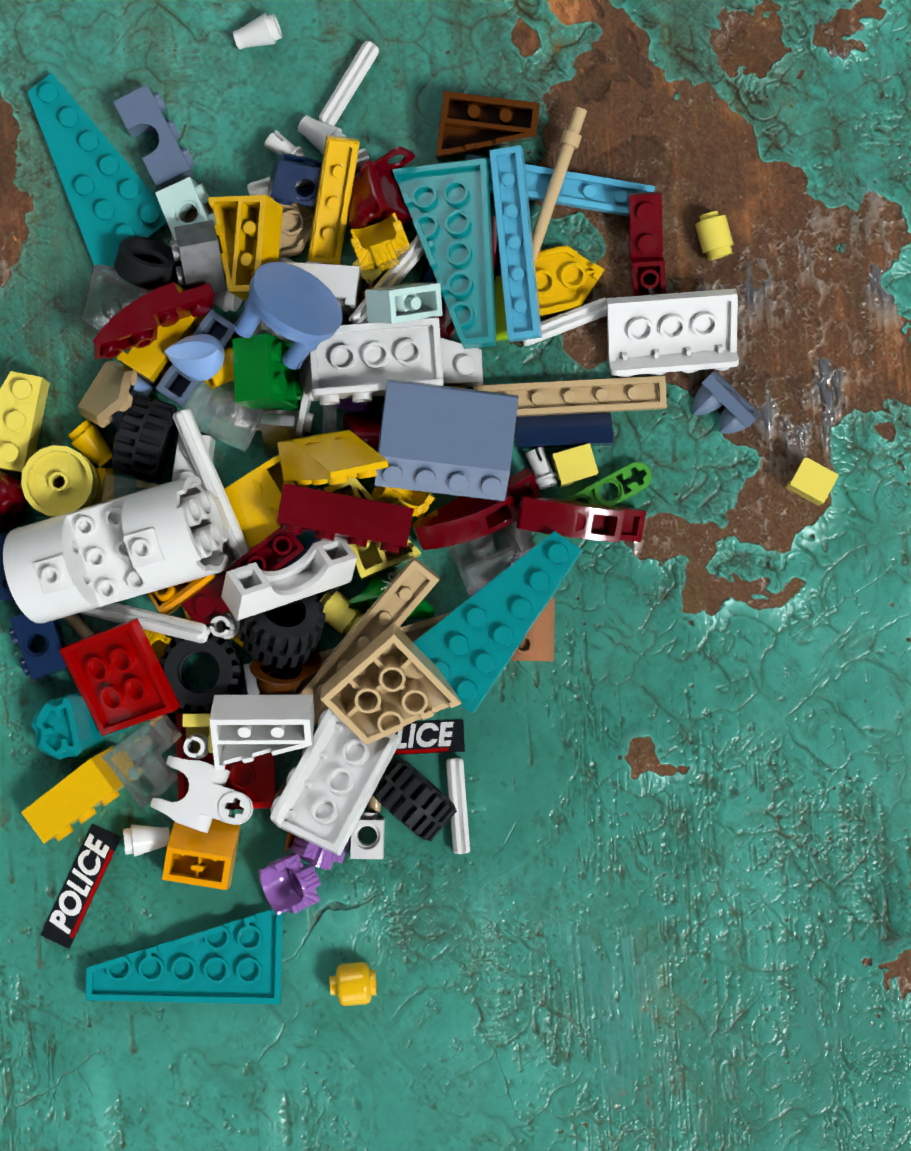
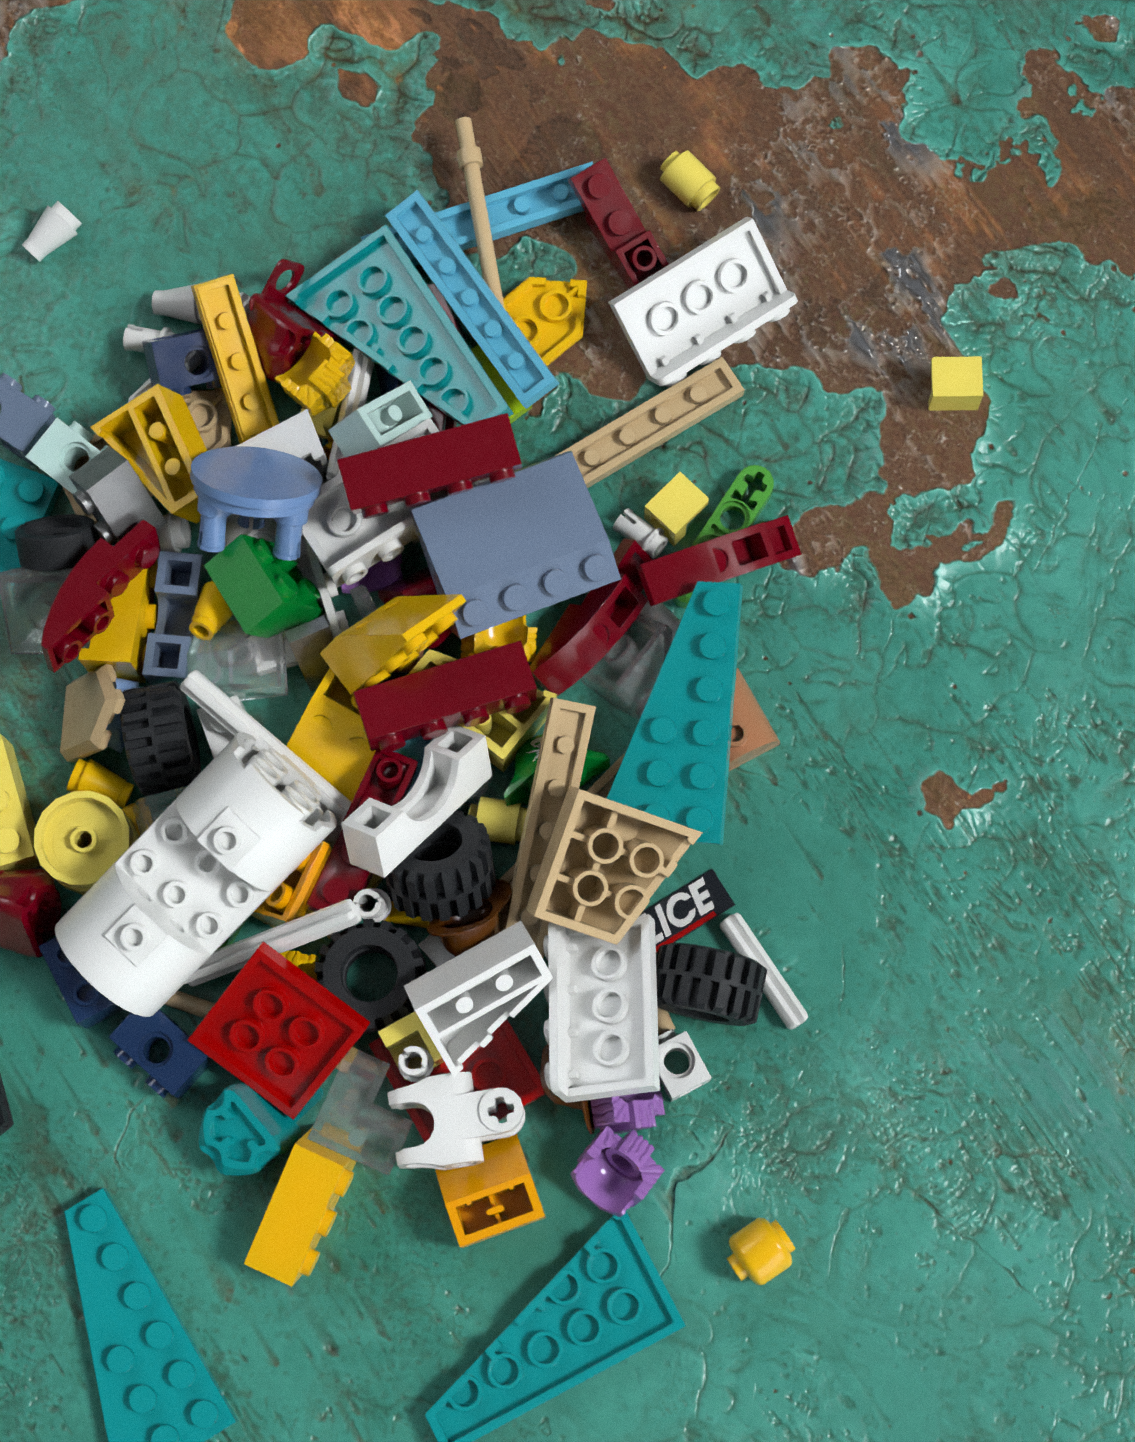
camera: 25 degrees left, 10 degrees down
(80, 886) = (364, 1321): sticker -> none
(145, 839) = (410, 1218): white cone -> none
(197, 356) = (173, 608): light blue piece -> none
(349, 83) = (185, 231): white axle -> none
(415, 358) = (429, 465): none -> dark red slope
(483, 122) = (358, 192): reddish brown wedge -> none
(564, 431) = (645, 477): dark blue slope -> none
(571, 320) = (580, 356): white axle -> none
(718, 392) = (790, 346): sand blue tile -> none

